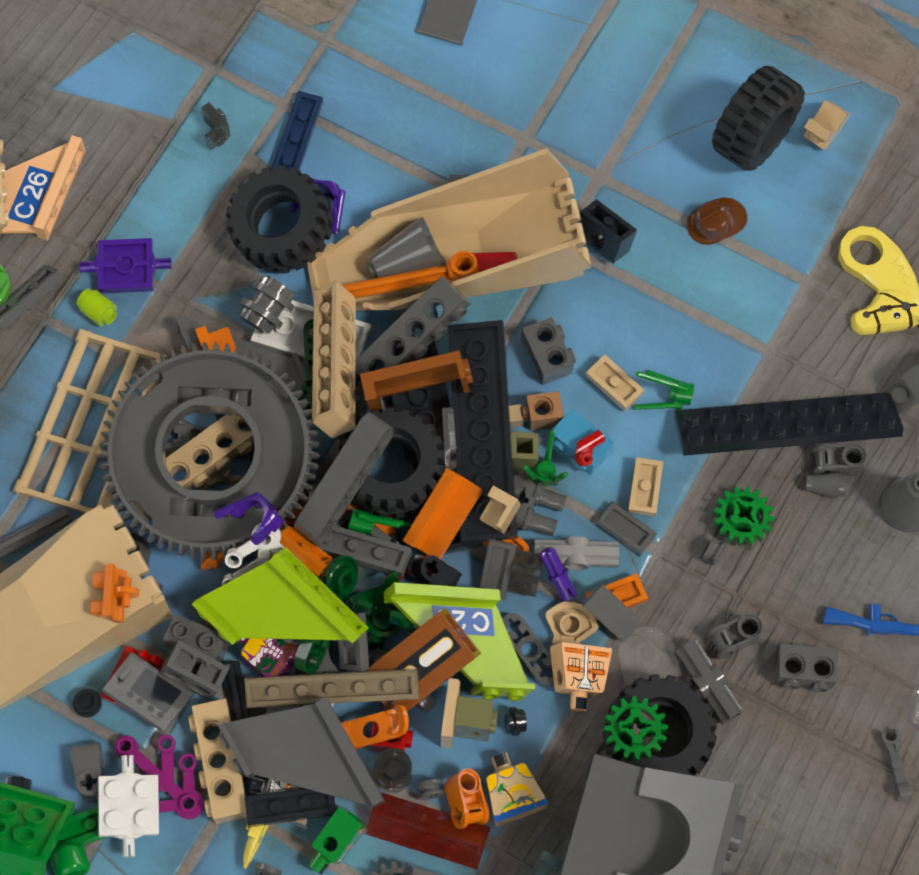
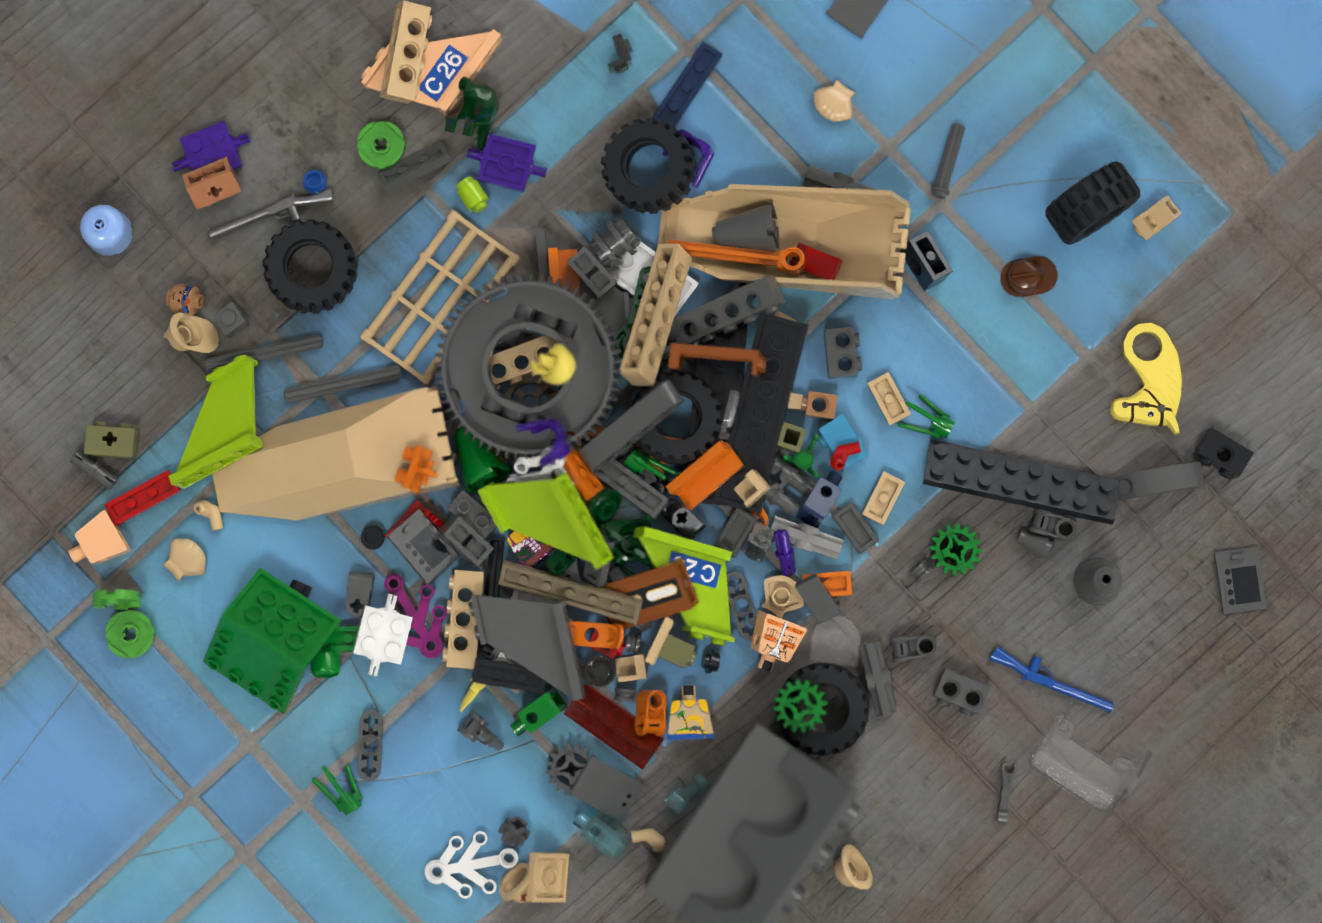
camera: 20 degrees right, 15 degrees up
(78, 215) = (477, 105): none -> dark green piece
(183, 578) = (477, 464): none -> green cone
(240, 432) = (556, 365): none -> light yellow piece
(249, 335) = (592, 272): none -> dark grey brick
(421, 728) = (633, 643): none -> dark grey bush
(428, 758) = (630, 668): none -> tan panel
(454, 110) = (834, 102): none -> tan animal
(578, 506) = (816, 505): none -> dark blue torso
(594, 160) = (948, 161): none -> dark grey axle

